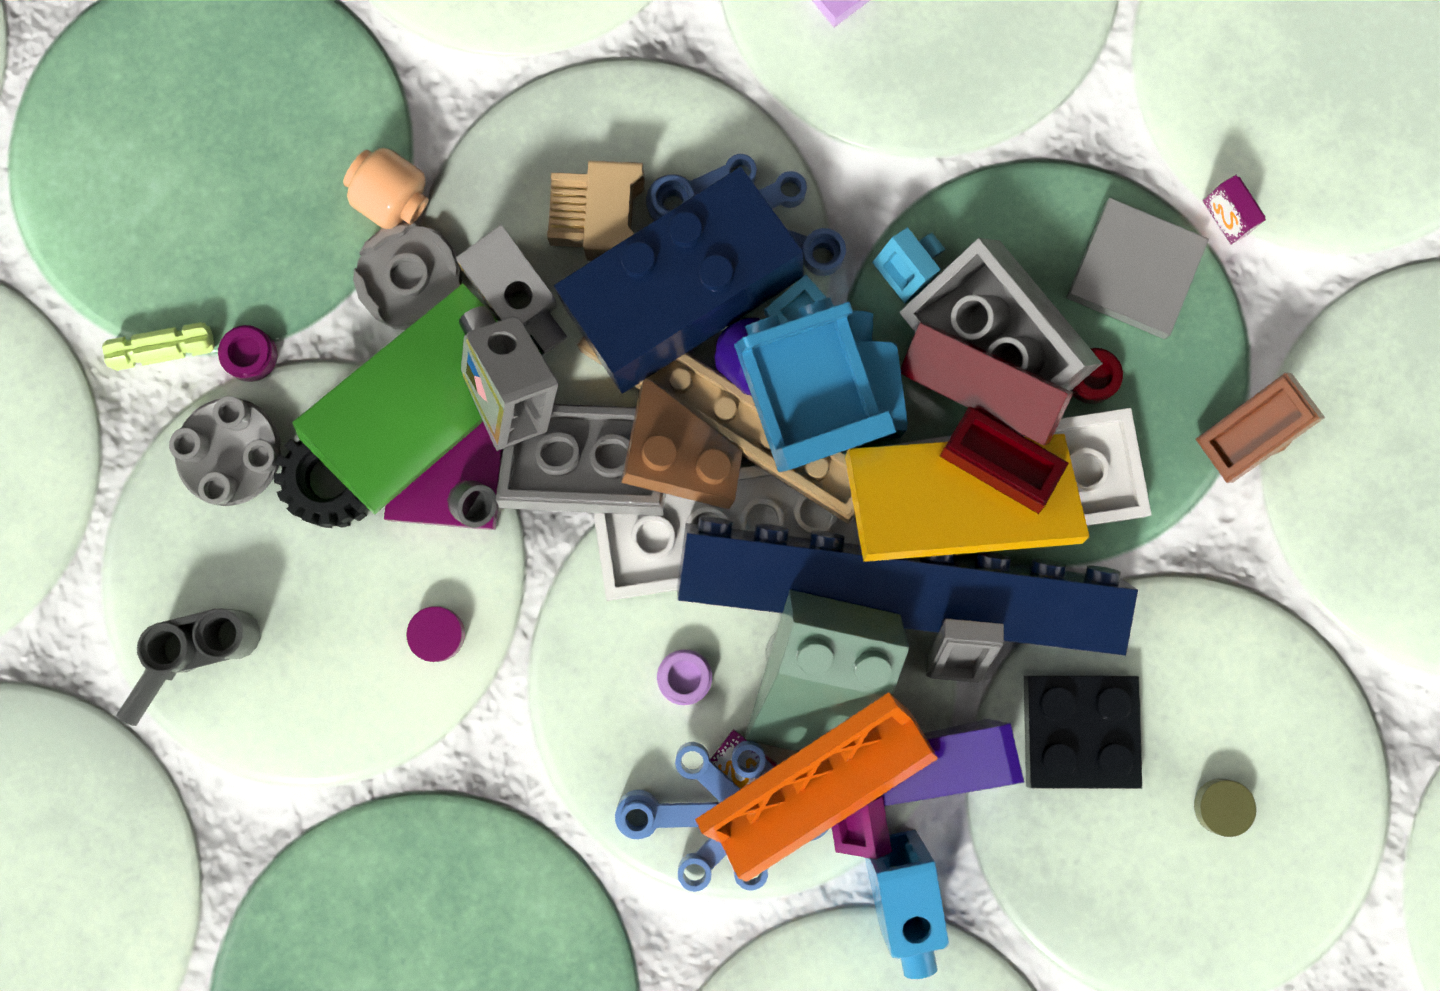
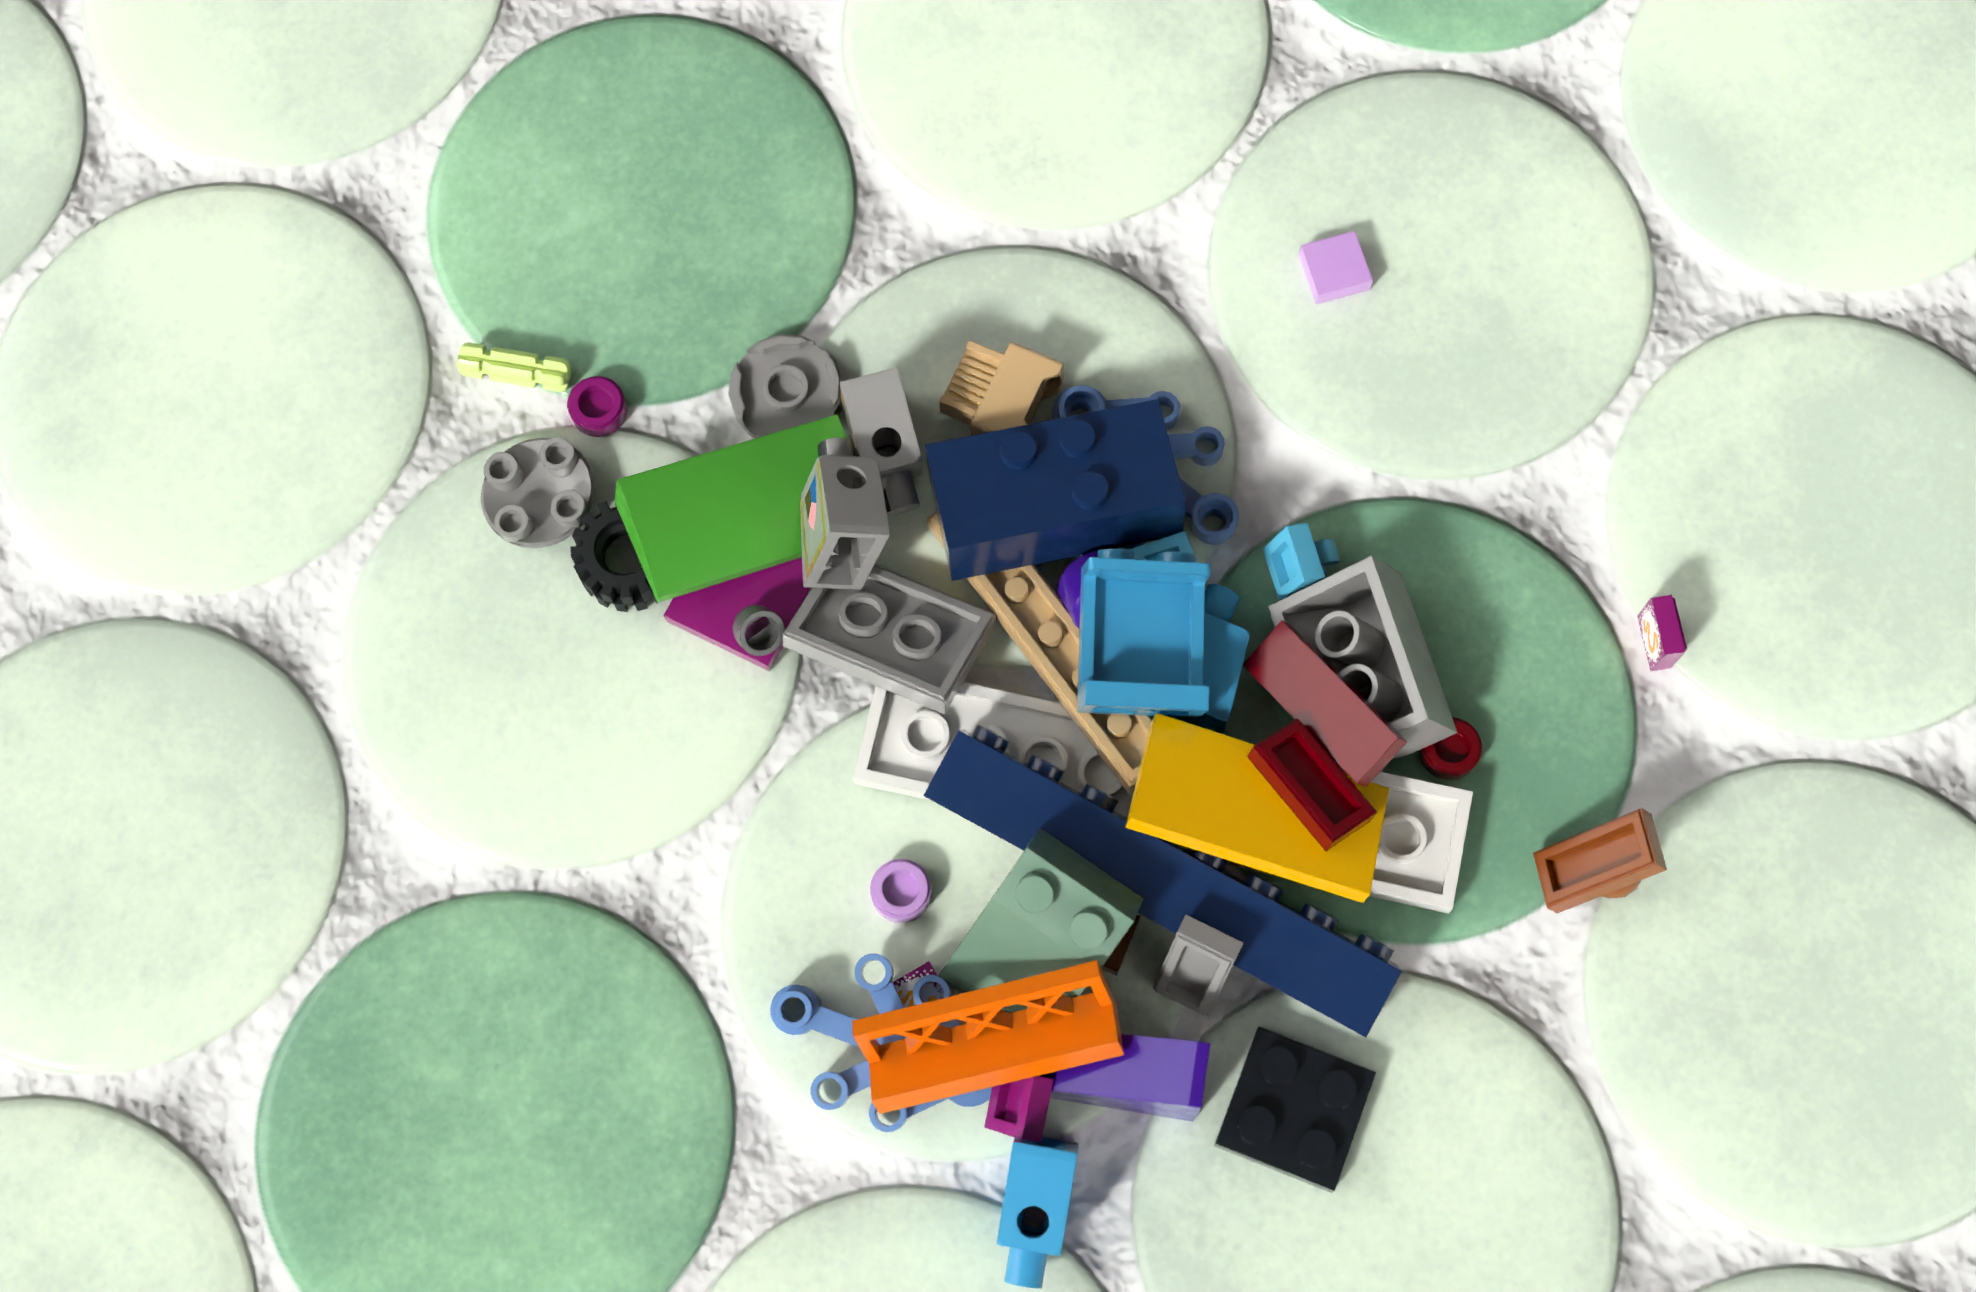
camera: 25 degrees right, 10 degrees down
(198, 648) = (430, 671): dark grey beam -> none
(386, 188) = (800, 296): light nougat head -> none
(435, 634) = (667, 749): magenta tile -> none
(679, 452) = (985, 657): medium nougat wing -> none
(1137, 268) = (1538, 656): light grey tile -> none
(1225, 807) = (1417, 1249): olive tile -> none

